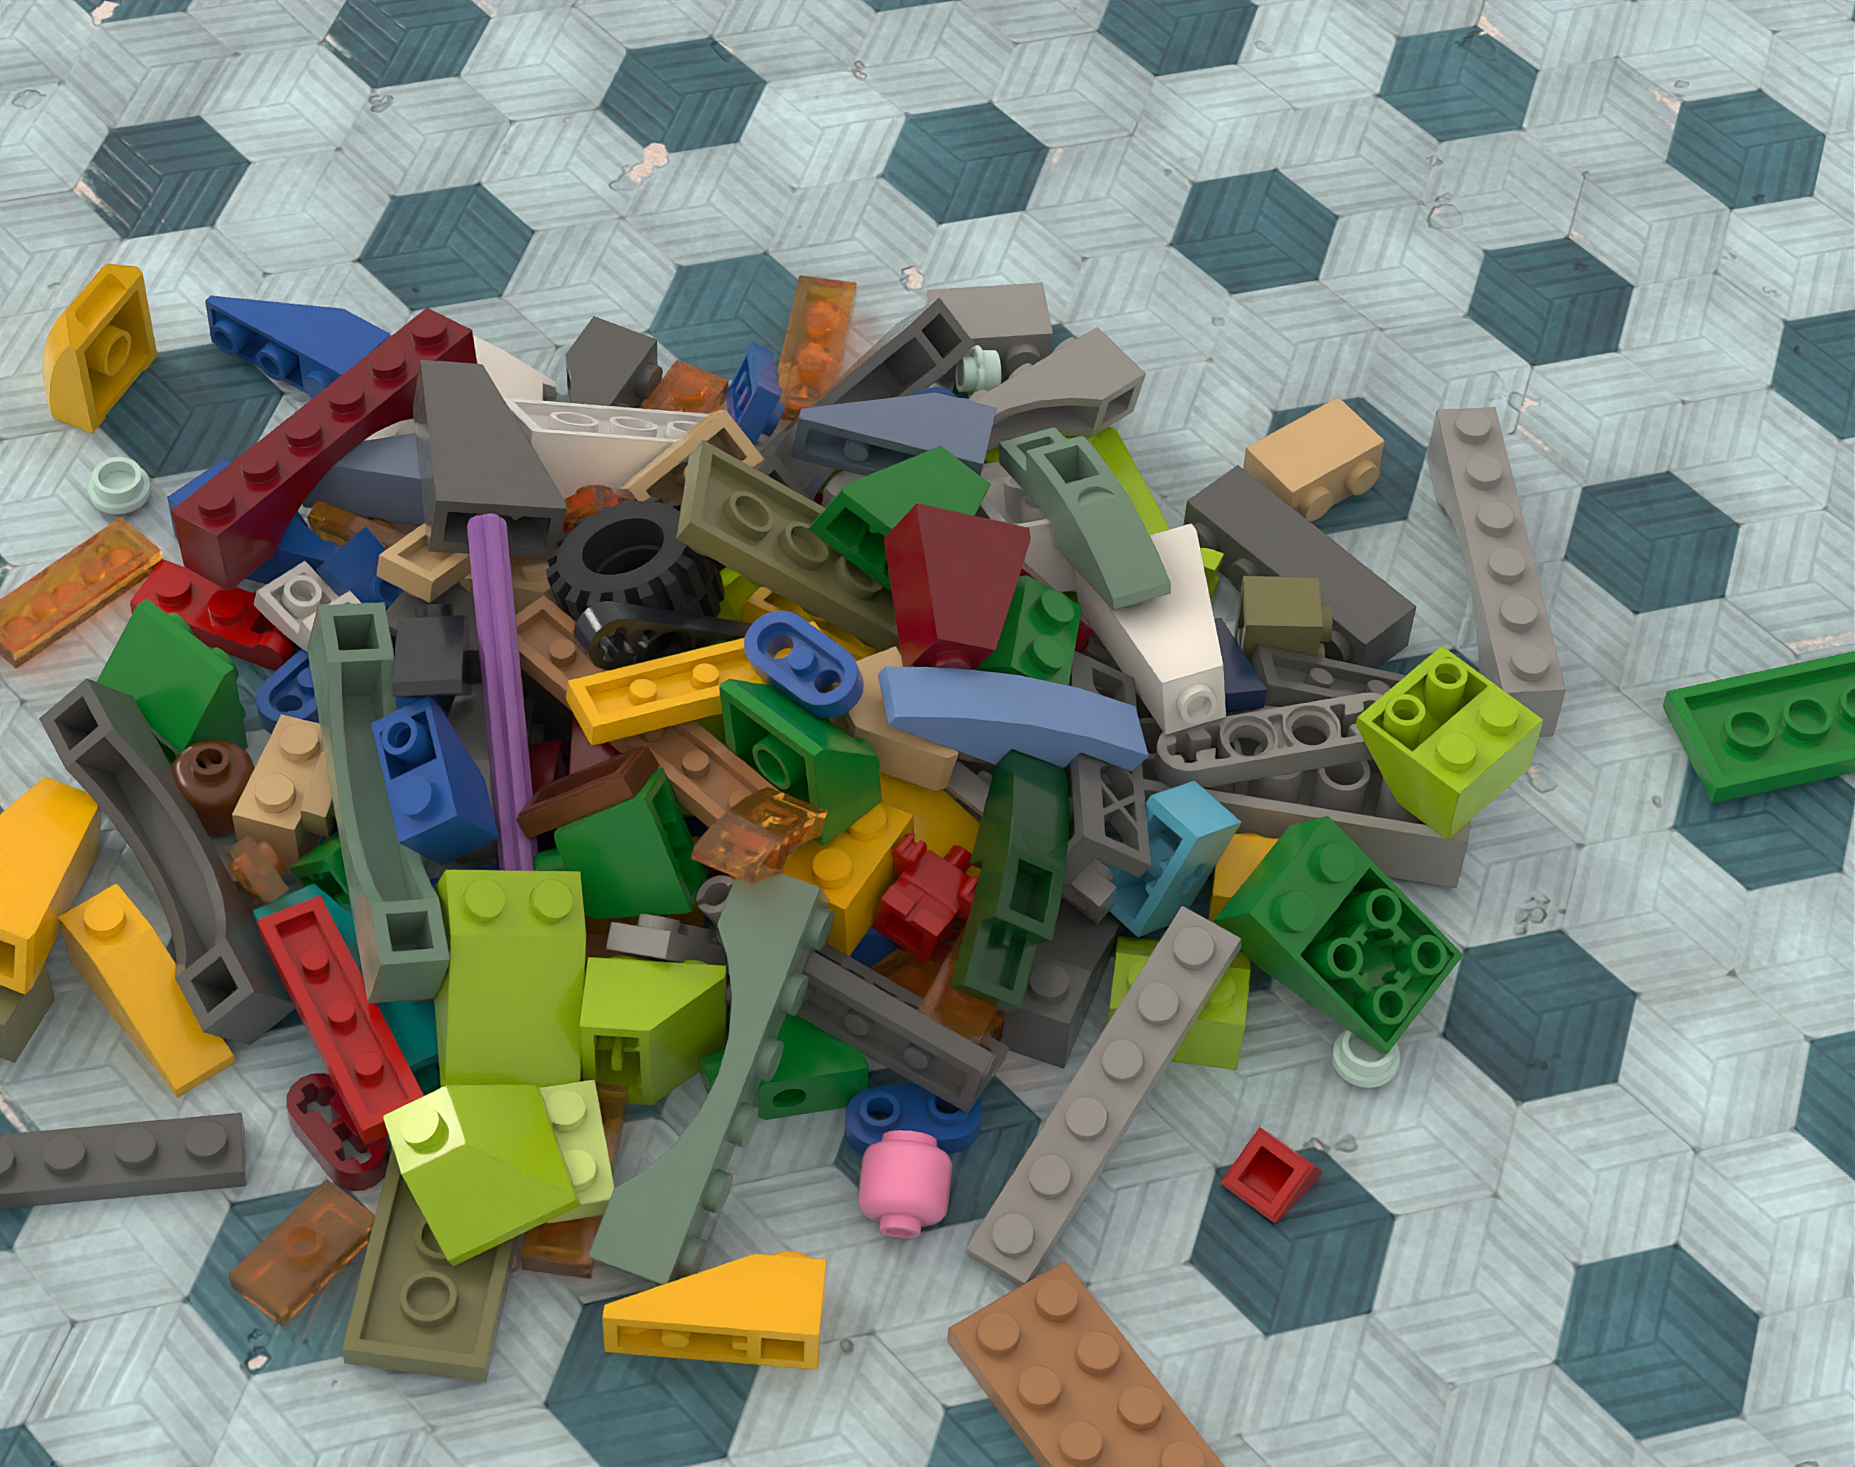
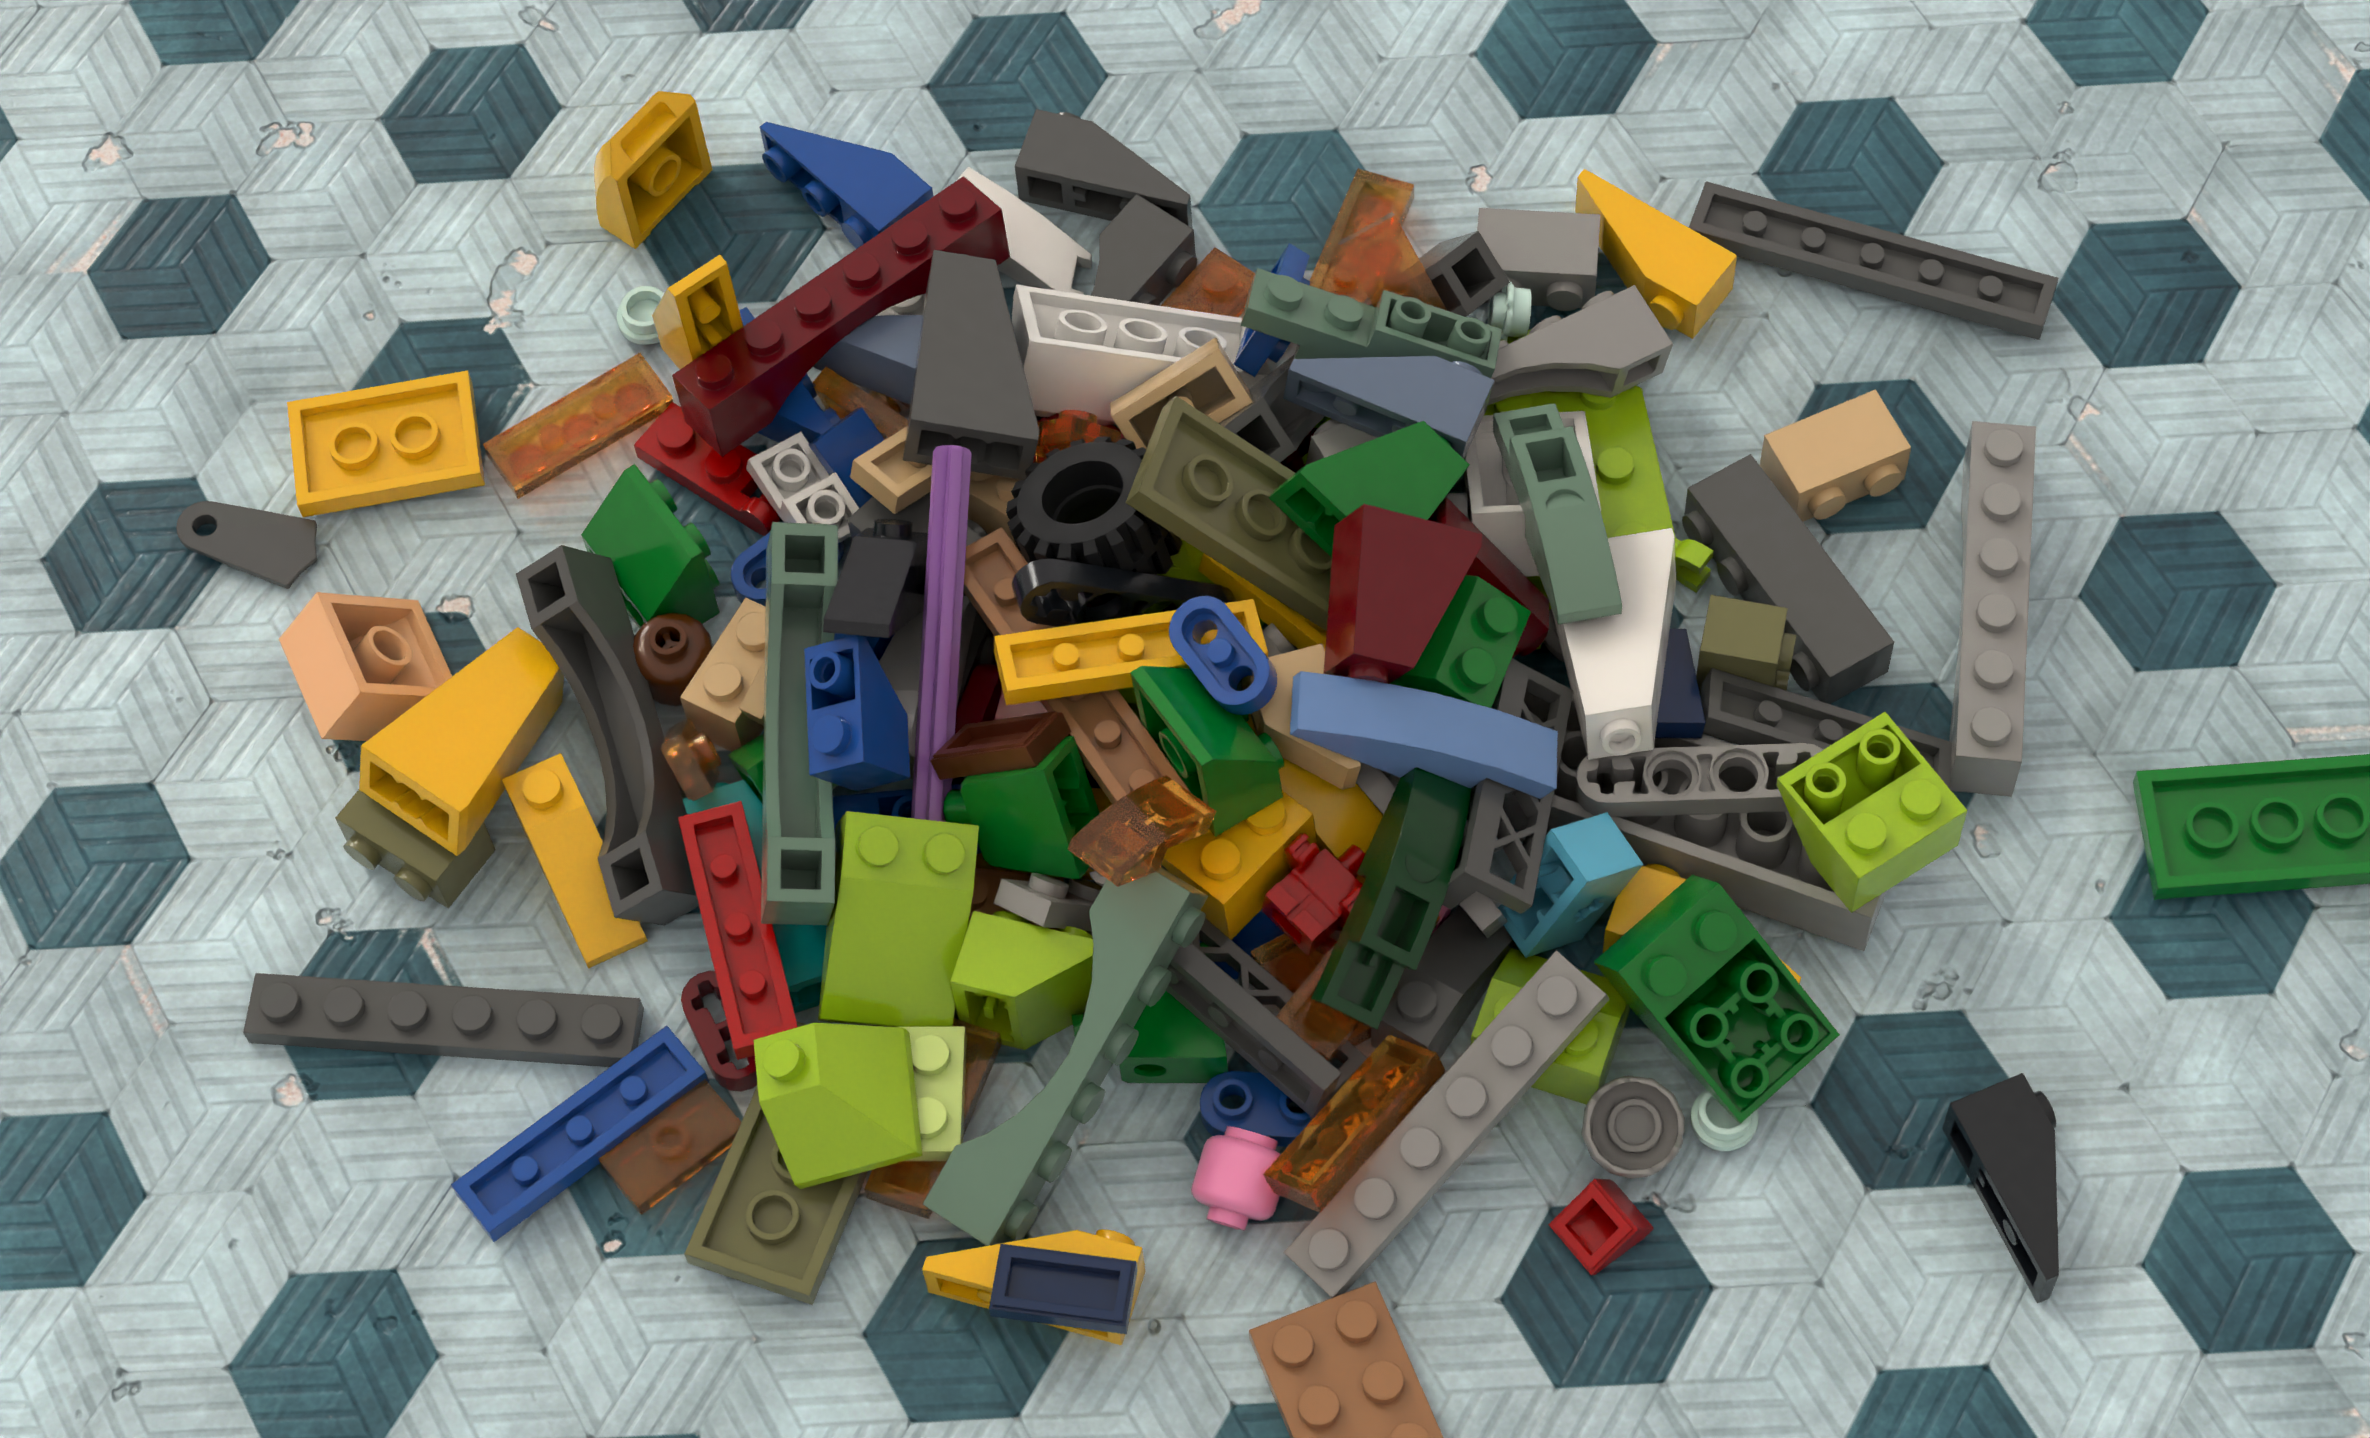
camera: 20 degrees right, 10 degrees up
(186, 448) = (697, 313): none -> yellow slope
(199, 1255) = (577, 1134): none -> blue plate
(539, 307) = (1088, 171): none -> dark grey slope
(756, 1310) = (1063, 1288): none -> dark blue tile
(807, 382) = (1344, 328): none -> sand green slope
(872, 344) = (1388, 262): none -> clear orange plate
(1012, 1108) = (1354, 1123): none -> clear orange plate
(1083, 300) = (1669, 264): none -> yellow slope
(1283, 1074) = (1633, 1127): none -> light grey hair
(1299, 298) = (1875, 260): none -> dark grey plate
(1654, 1053) = (2010, 1158): none -> black slope

